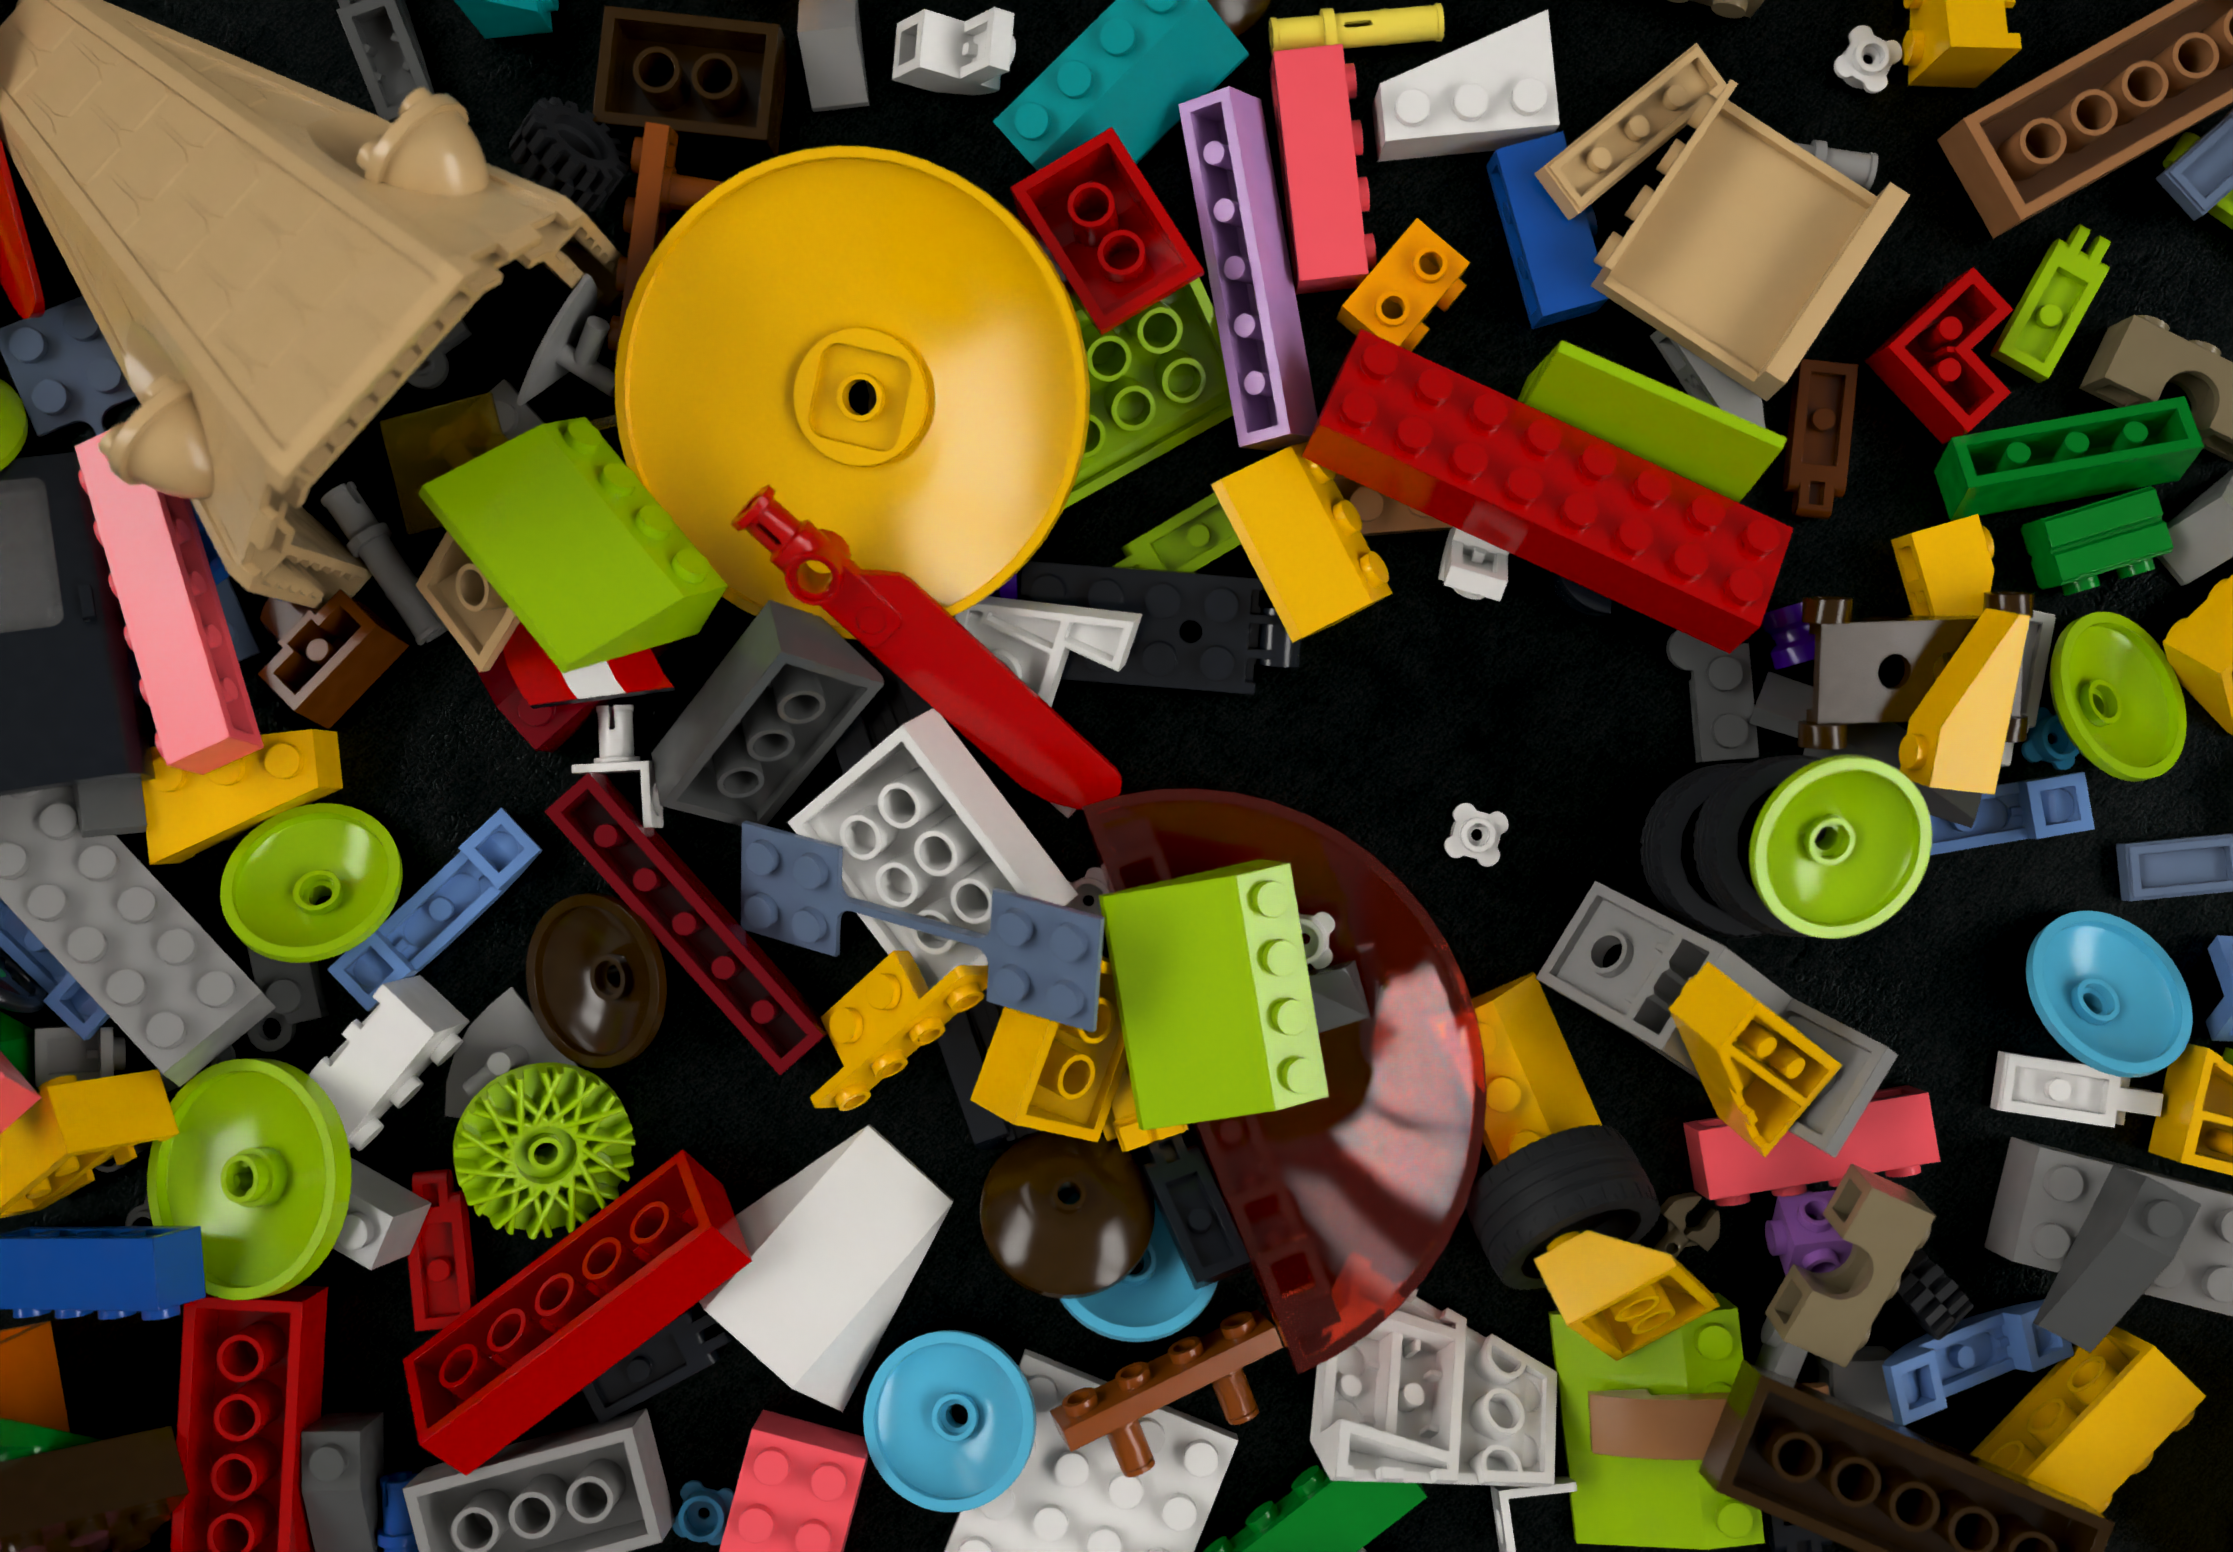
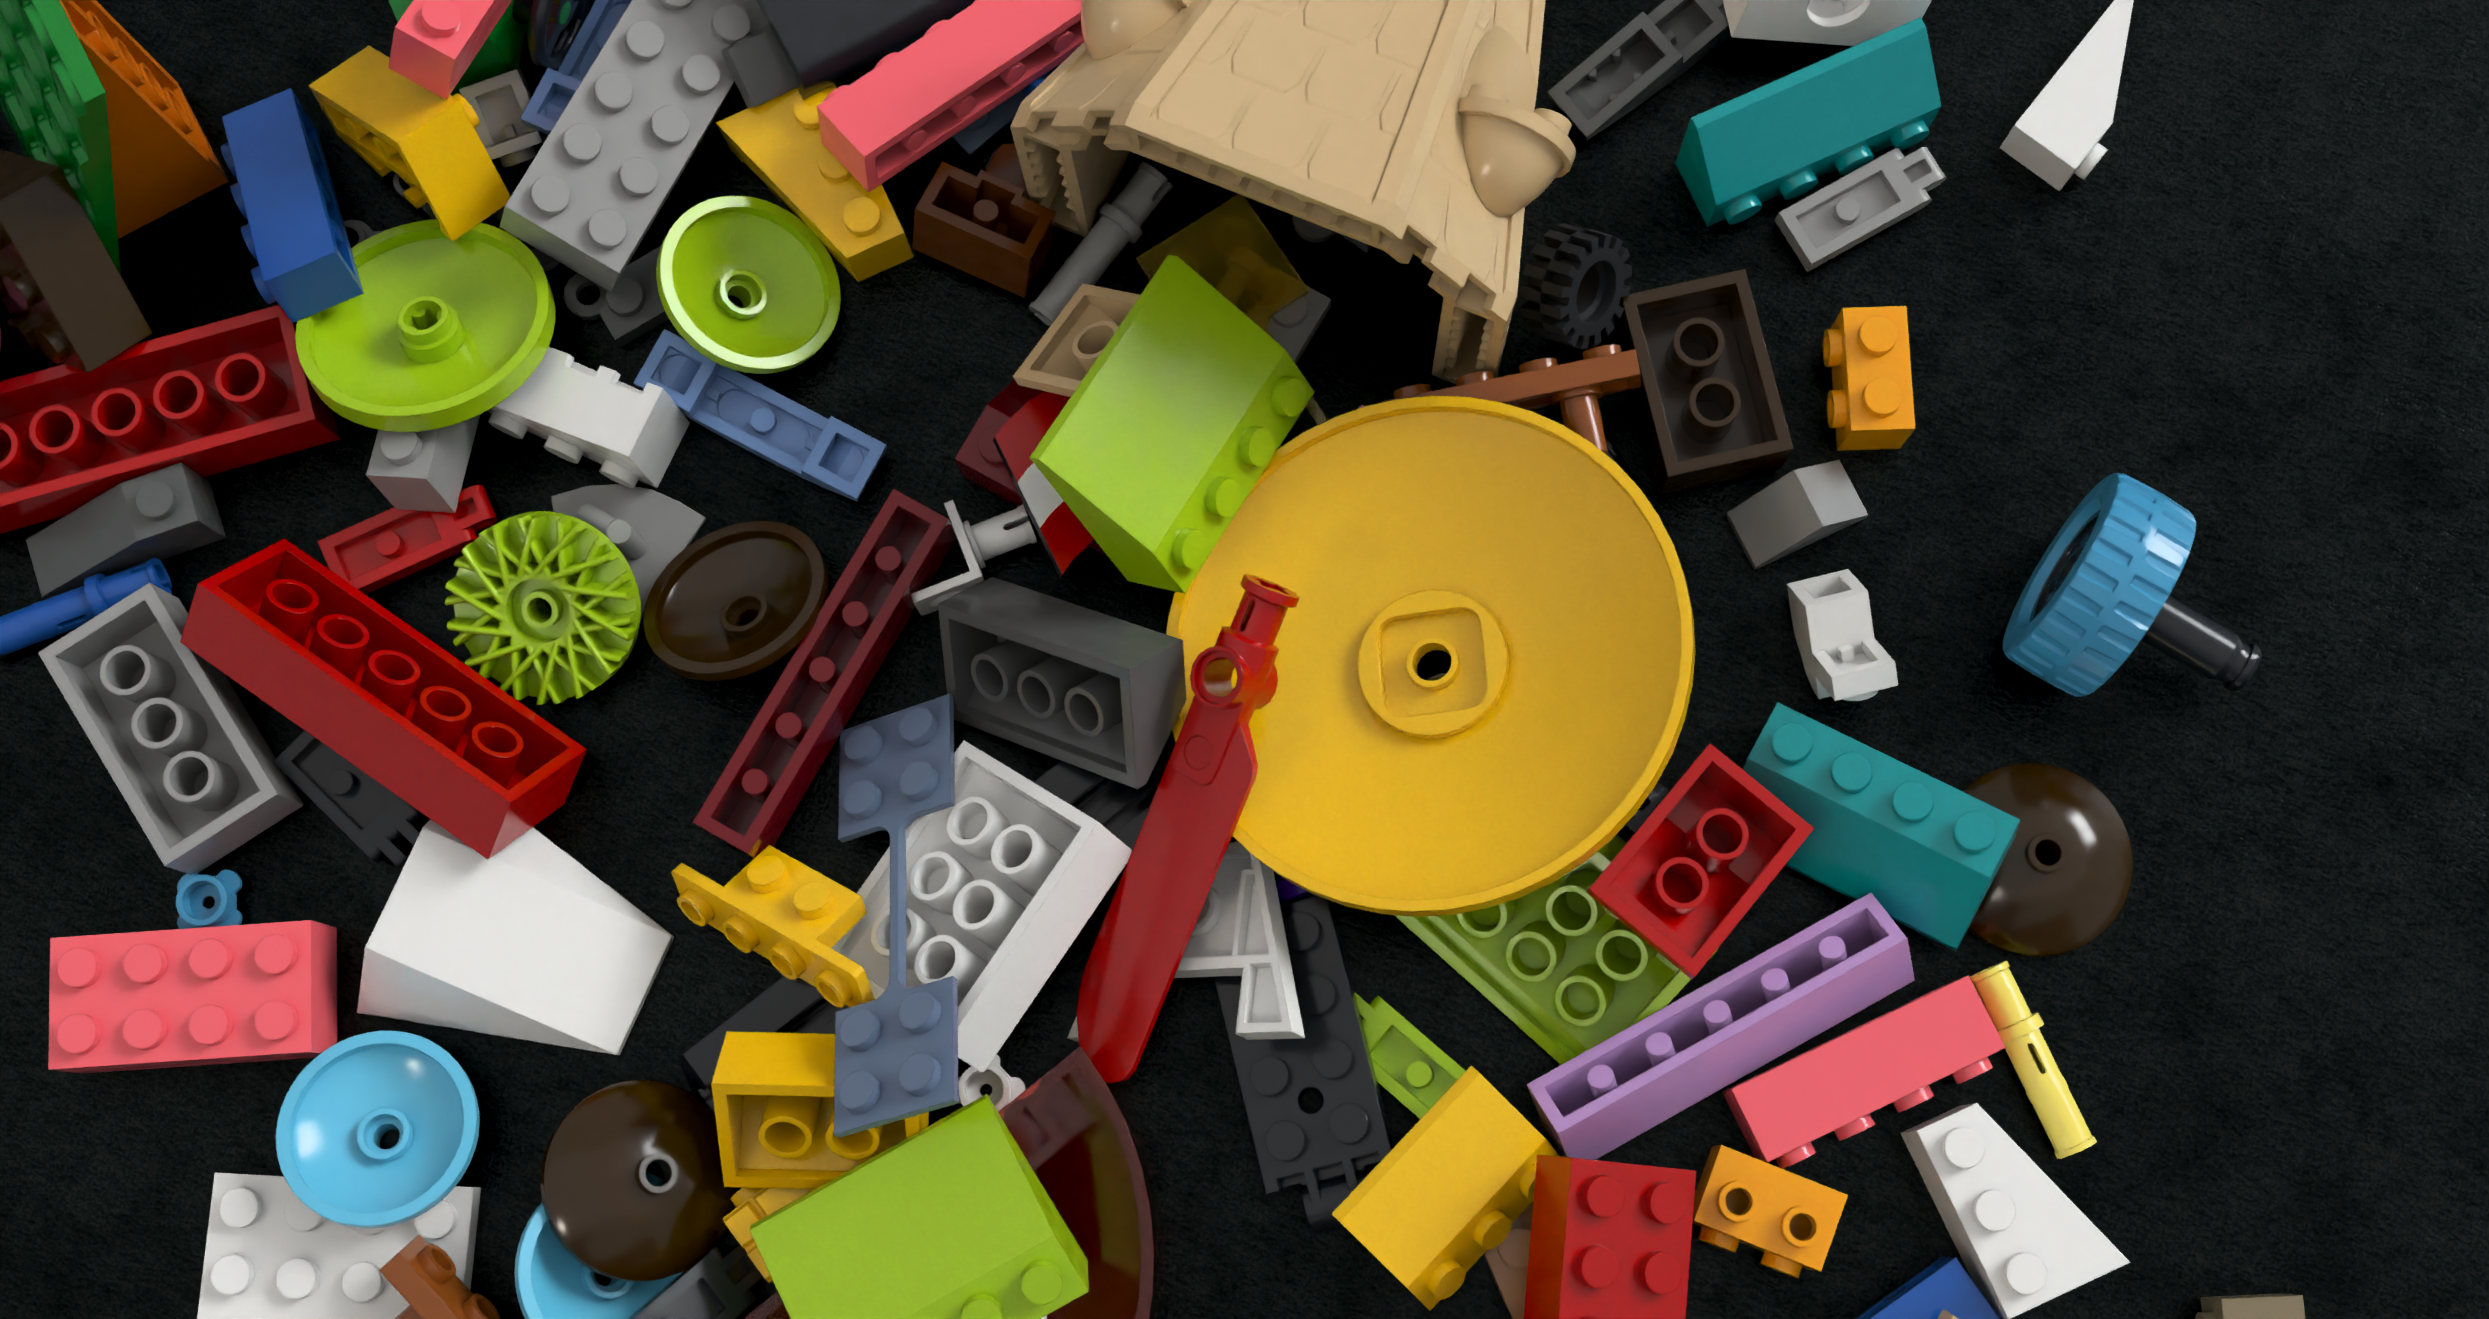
camera: 80 degrees right, 10 degrees down
(571, 346) = (1383, 353): light grey shield -> none

